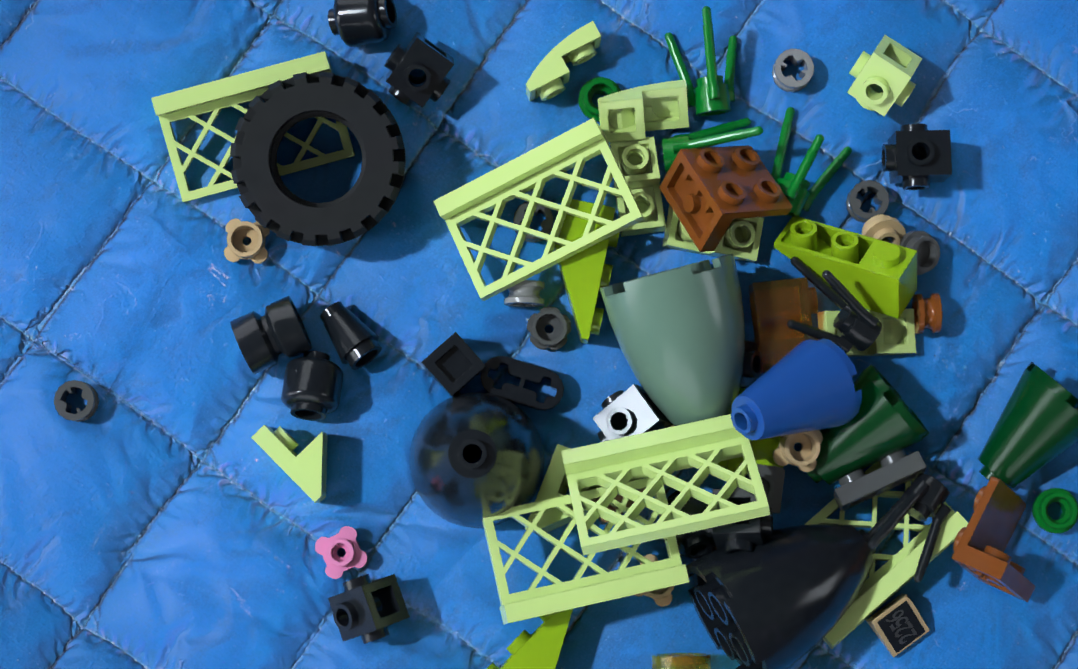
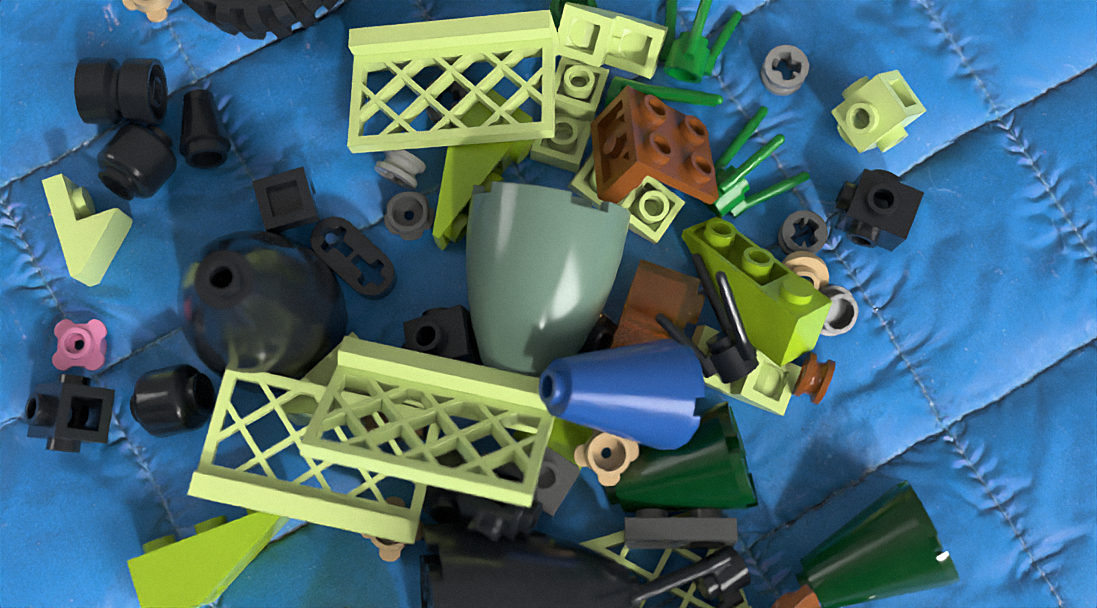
camera: 25 degrees right, 5 degrees down
(439, 561) = (172, 400): none -> black head

